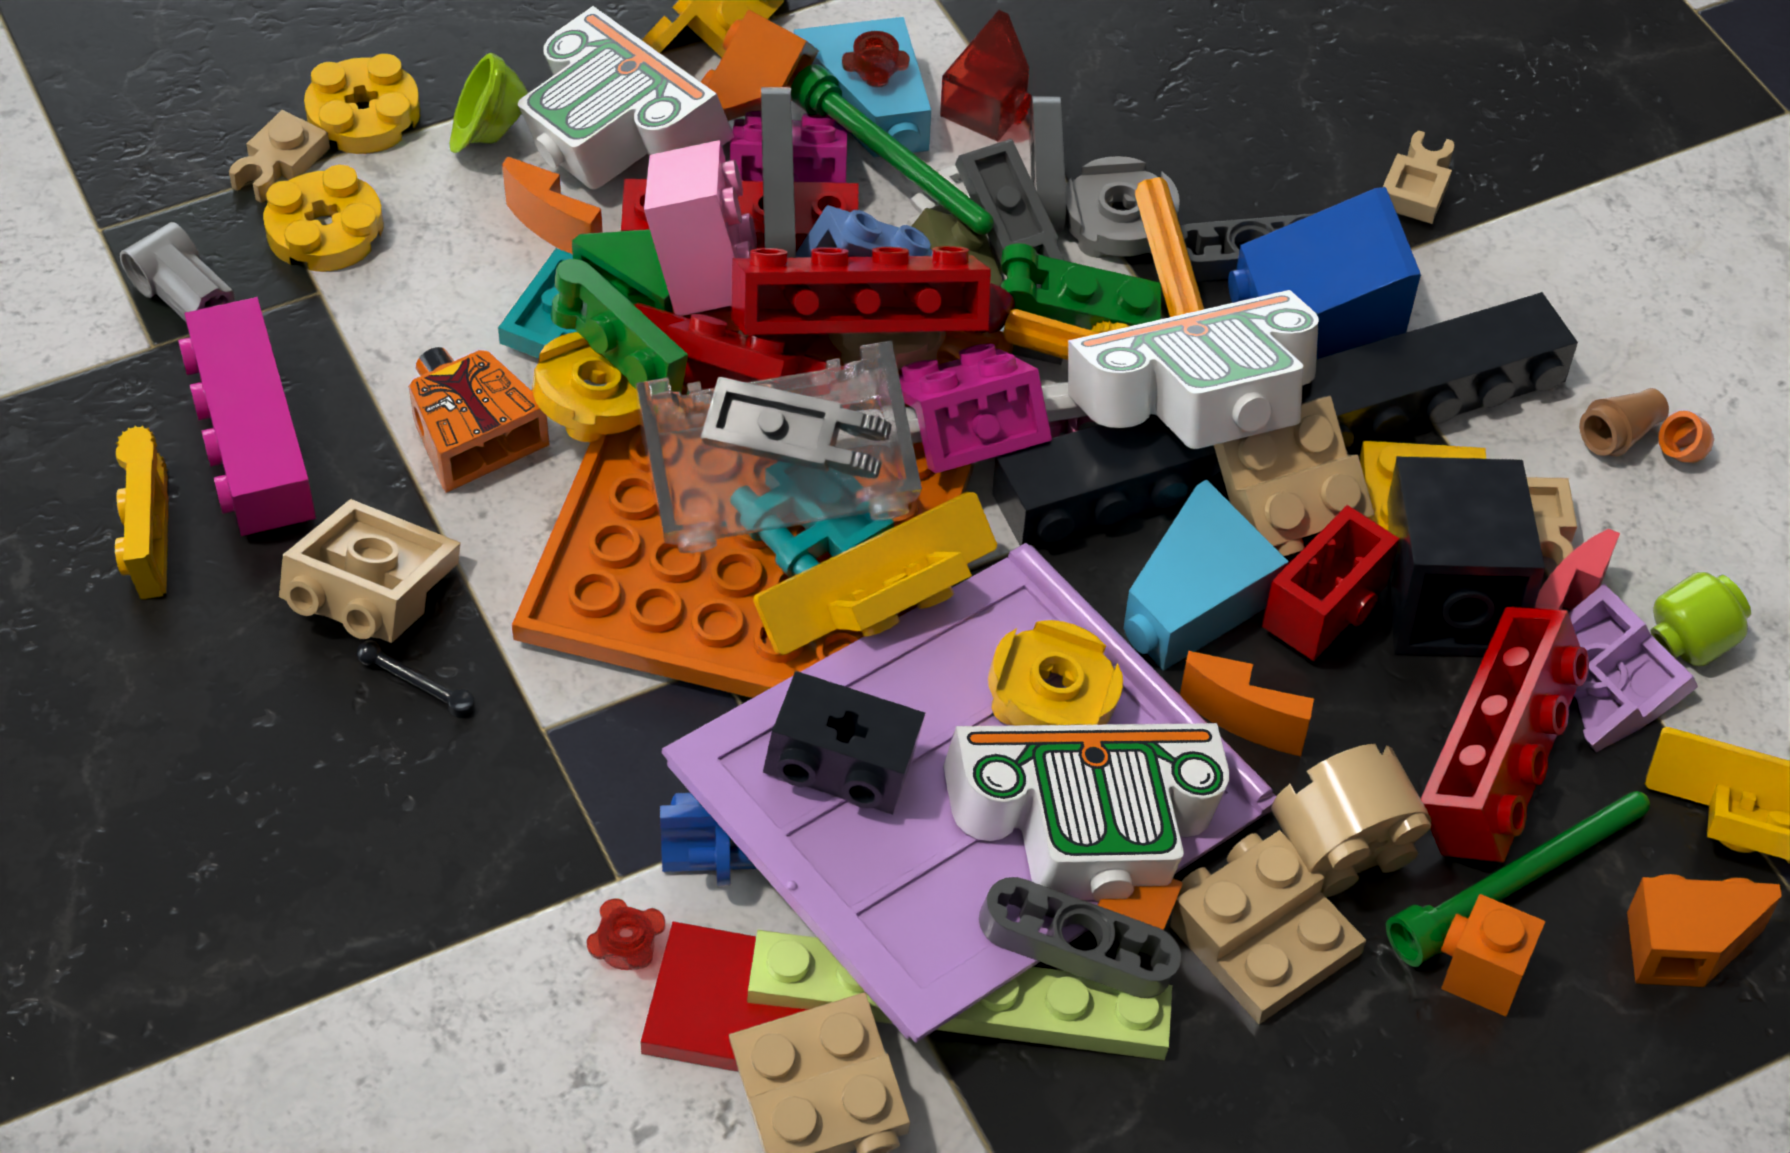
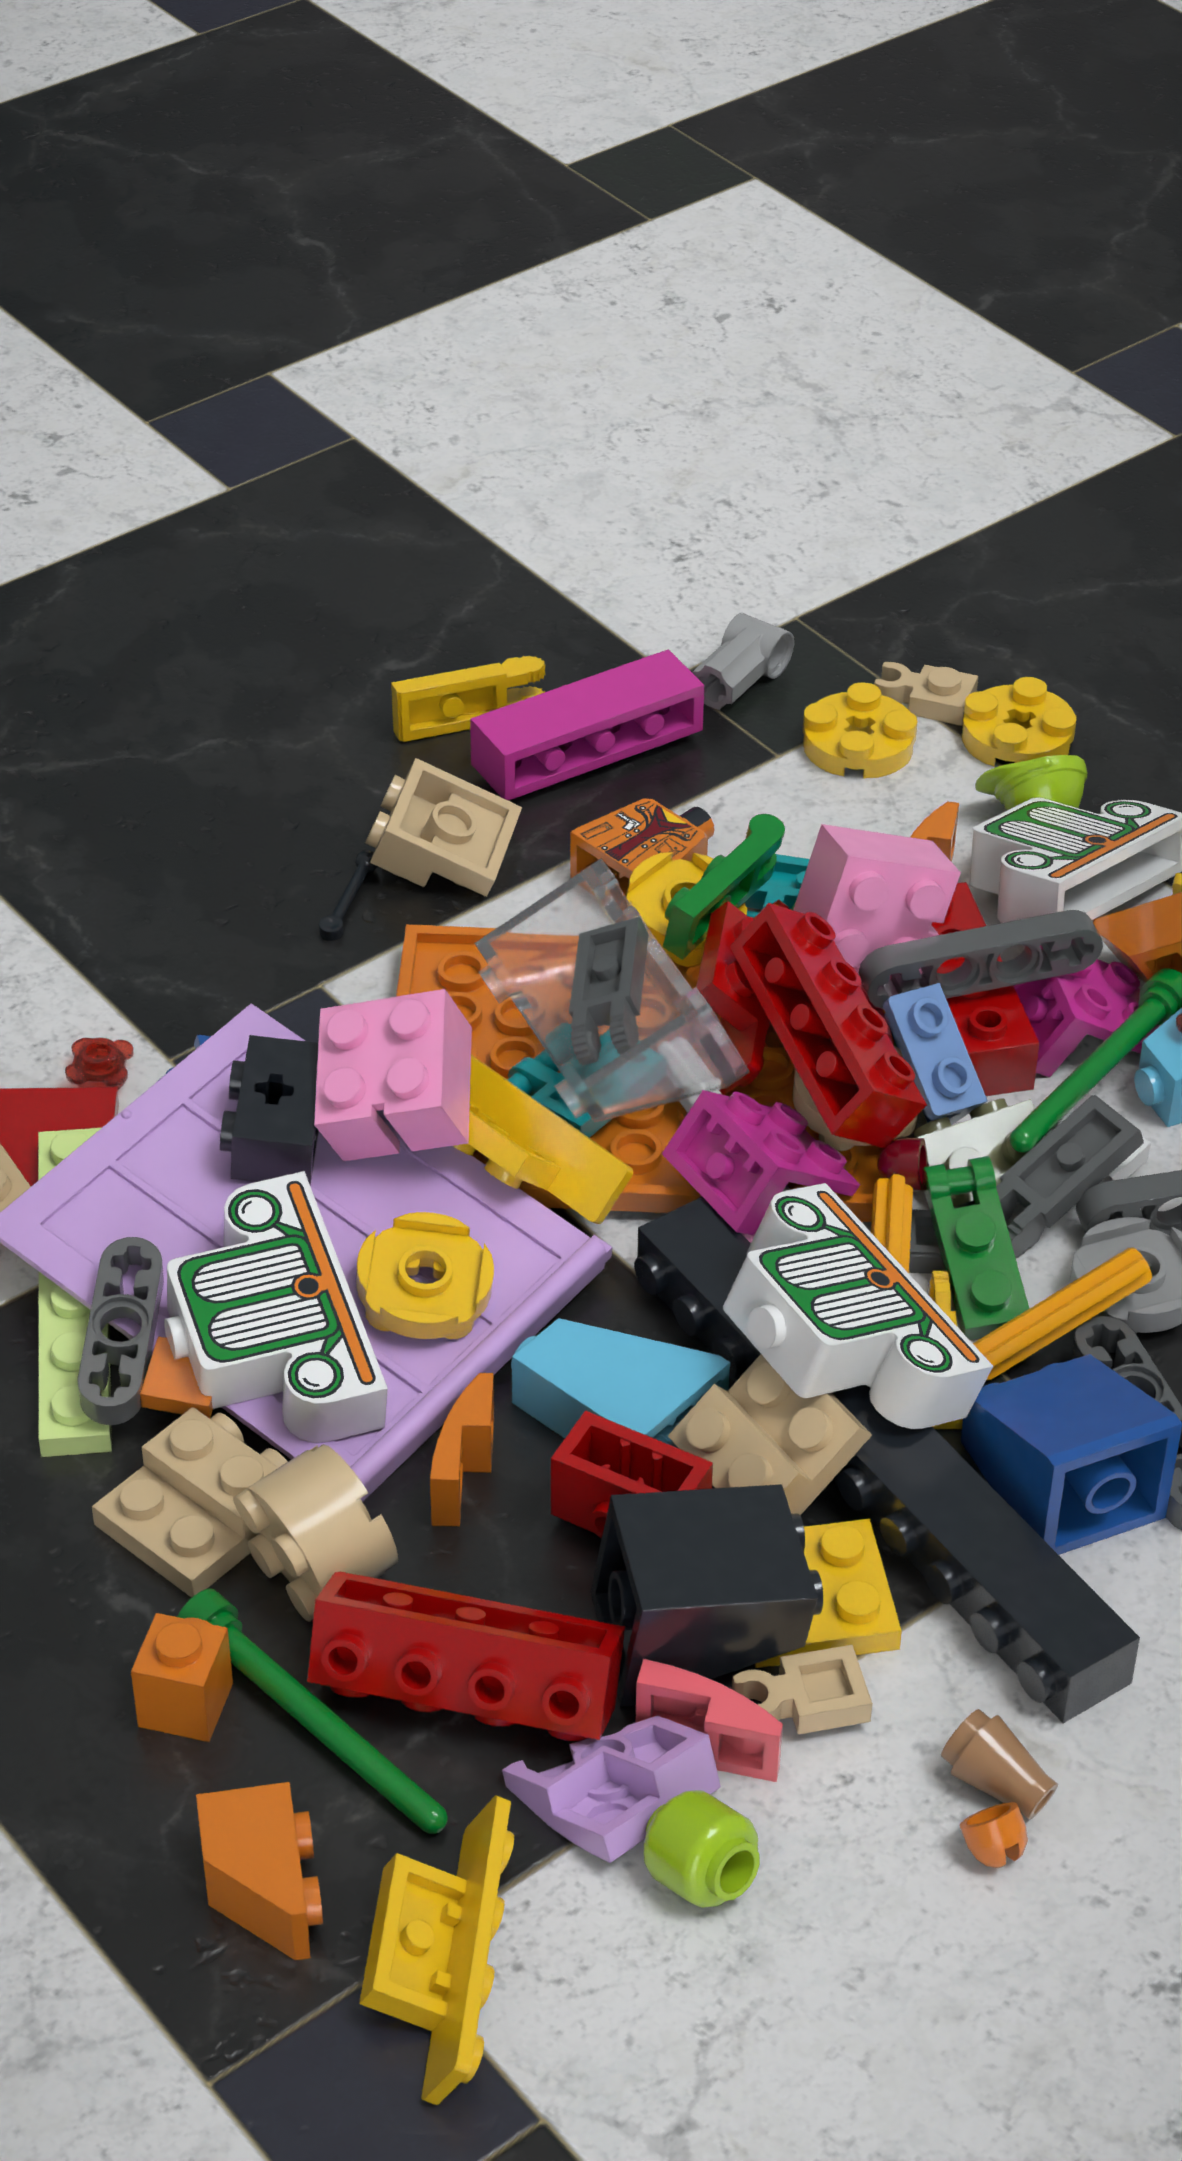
camera: 80 degrees right, 10 degrees down
(853, 619) = (395, 1058): none -> bright pink piece

